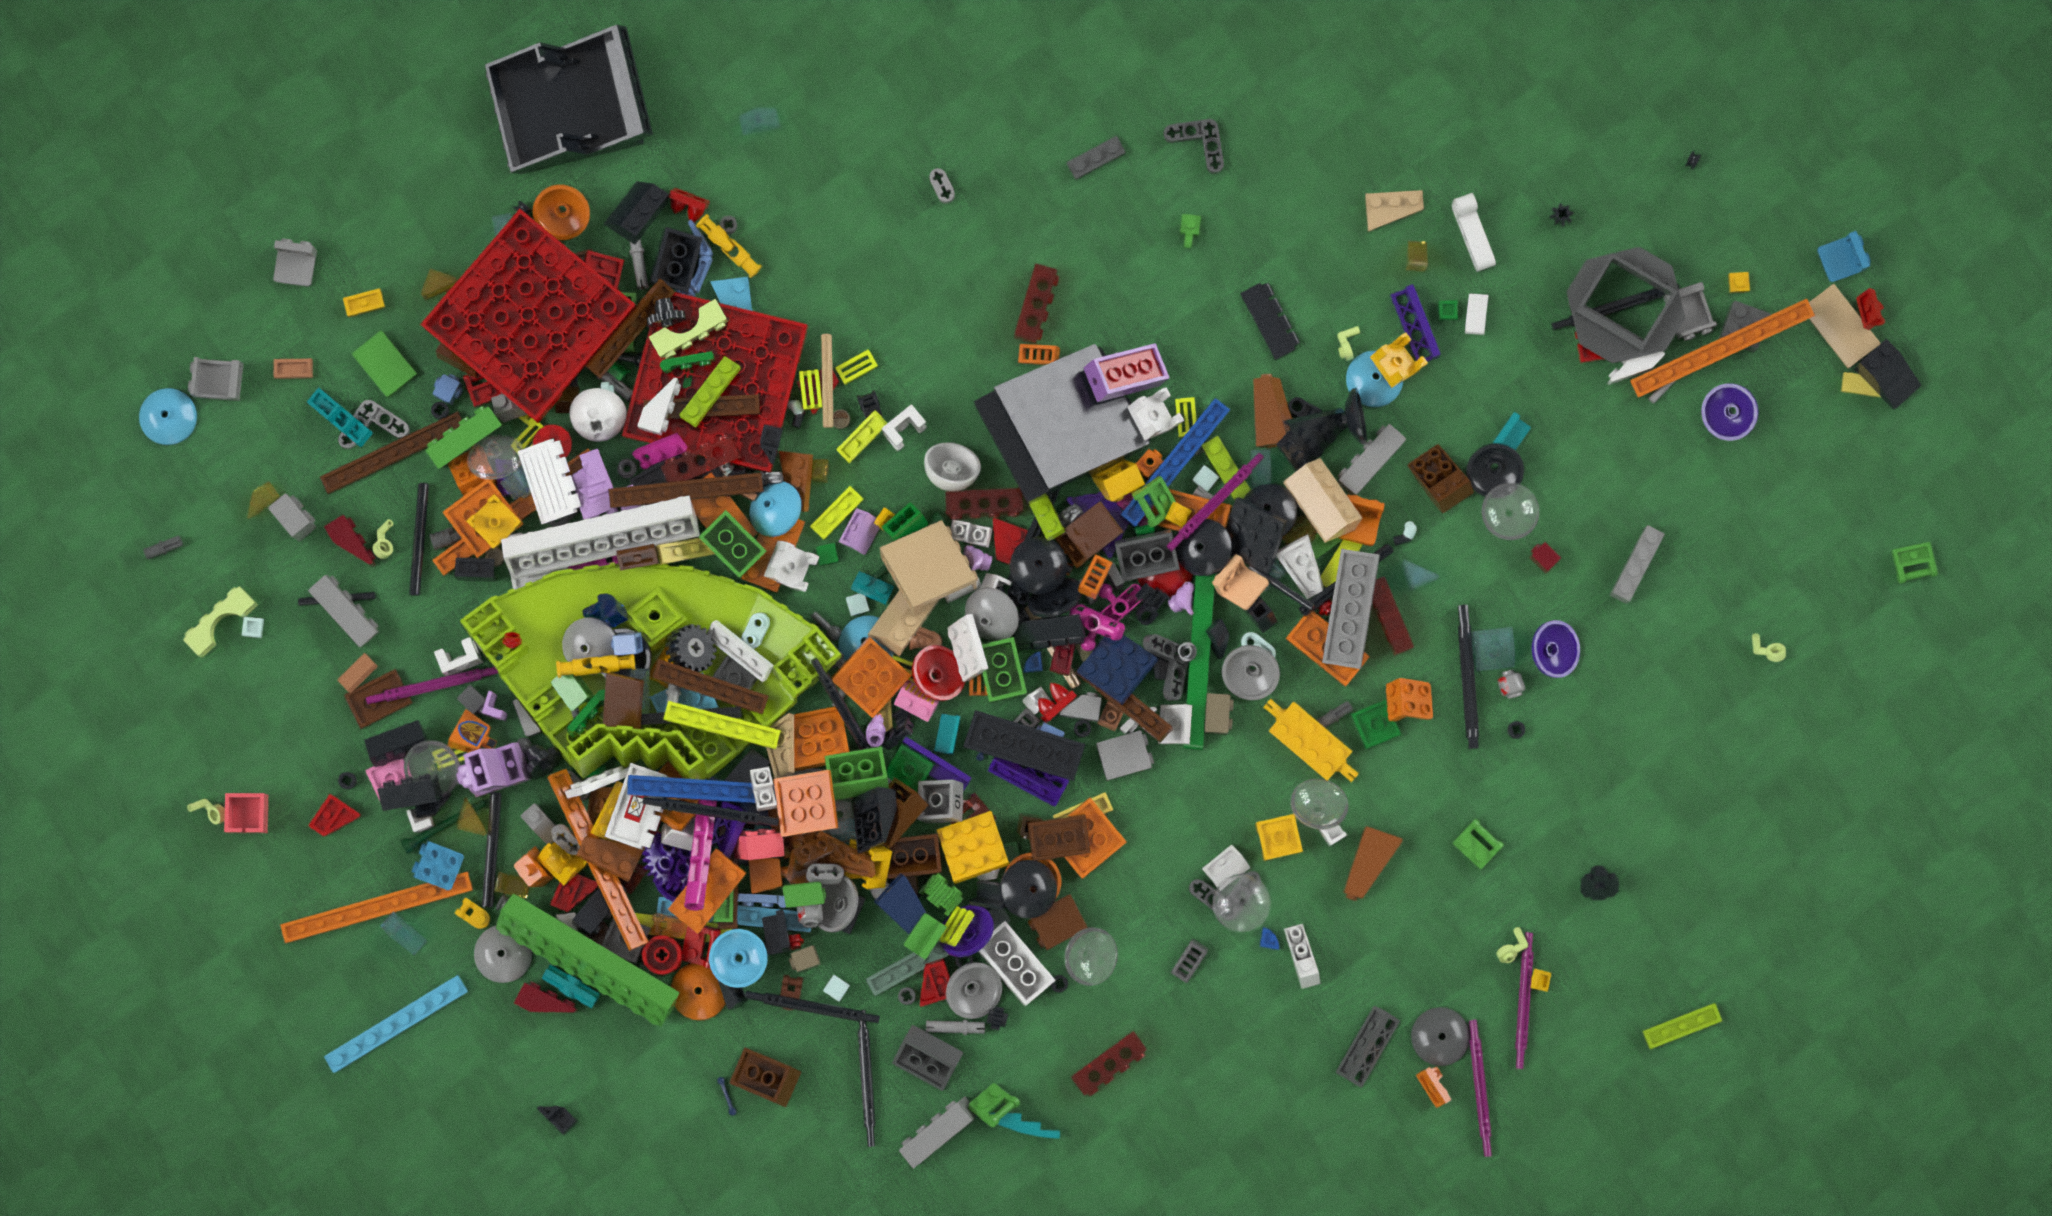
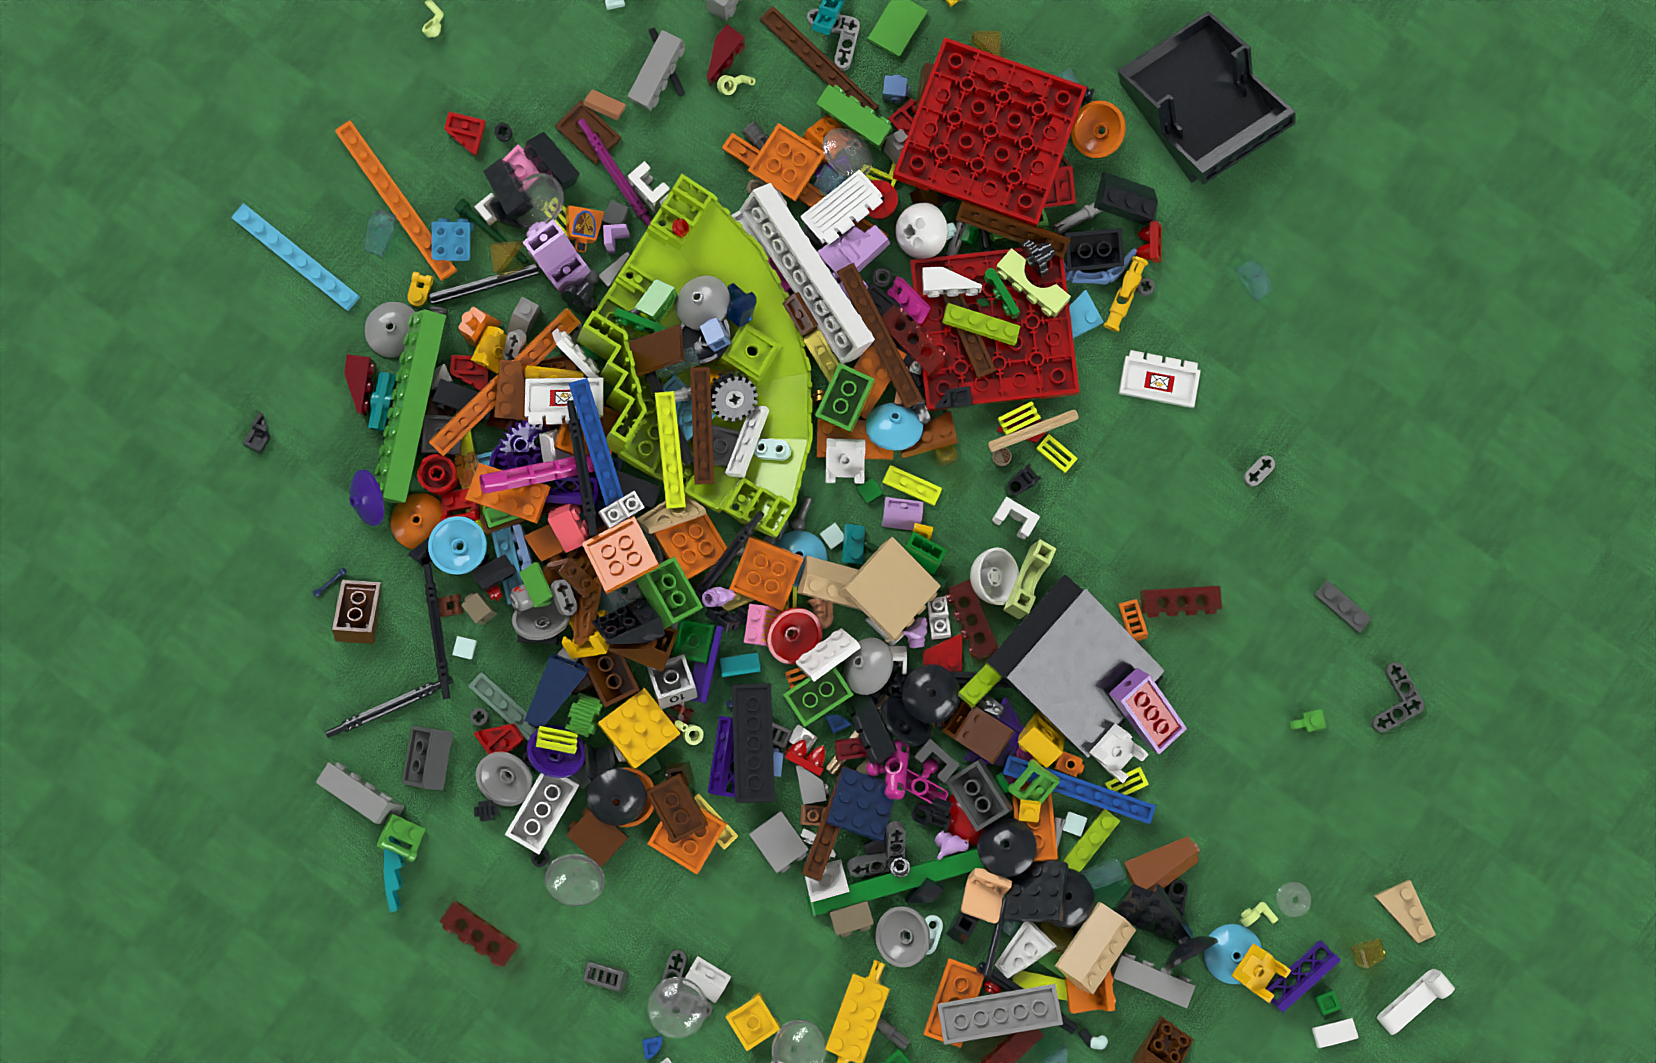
camera: 65 degrees right, 0 degrees up
(246, 813) = (441, 52): coral piece -> none
(419, 539) = (748, 114): black axle -> none
(435, 407) = (874, 84): black bush -> none
(475, 569) = (737, 173): black panel -> none
(494, 521) = (786, 172): yellow panel -> none
(511, 884) = (455, 308): clear yellow slope -> none
(603, 664) = (688, 320): yellow piece -> none
(661, 1028) = (366, 498): none -> dark purple dish
(721, 569) = (817, 397): none -> pearl gold plate
(798, 411) = (996, 412): arm -> none
(822, 246) = (1158, 380): none -> white hinge
(862, 436) = (992, 482): neon yellow tile -> none
(924, 936) = (536, 714): bright green panel -> none
(953, 425) = (1022, 593): none -> yellowish green arch
(955, 1027) = (468, 782): light grey pin -> none
(989, 805) = (686, 729): none -> yellowish green plate
(1084, 734) = (796, 788): black bush -> none
(1088, 591) = (922, 751): orange slope -> none
(1236, 480) = (1058, 844): magenta axle -> none
(1266, 317) = (1253, 825): black windscreen -> none
(1344, 313) = (1285, 899): none -> clear piece

